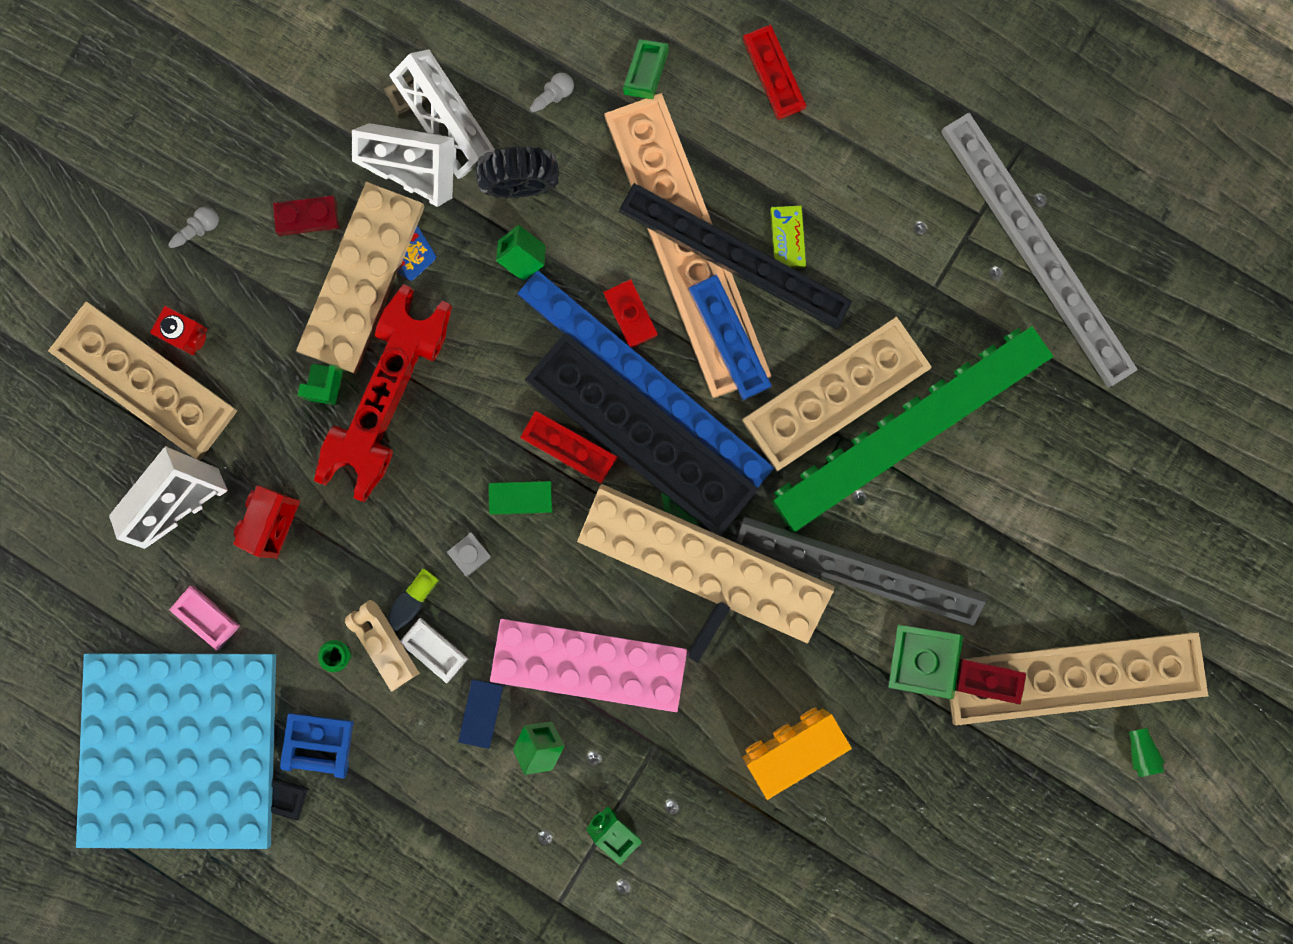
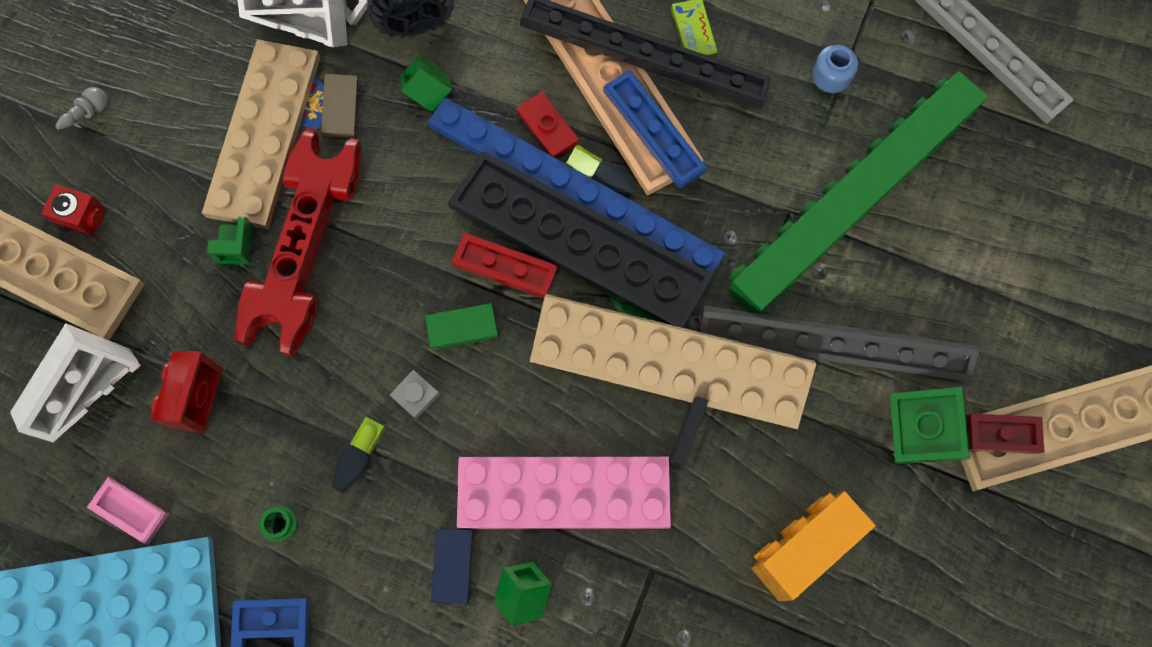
camera: 10 degrees left, 10 degrees down
(306, 215) = (198, 81): dark red plate -> none
(382, 645) = (331, 507): tan plate -> none
(433, 650) = (389, 505): white tile -> none
(436, 262) = (339, 106): none -> dark tan tile
(673, 369) = (600, 171): none -> piece
(836, 394) = (773, 171): tan plate -> none
(919, 294) = (835, 68): none -> medium blue head

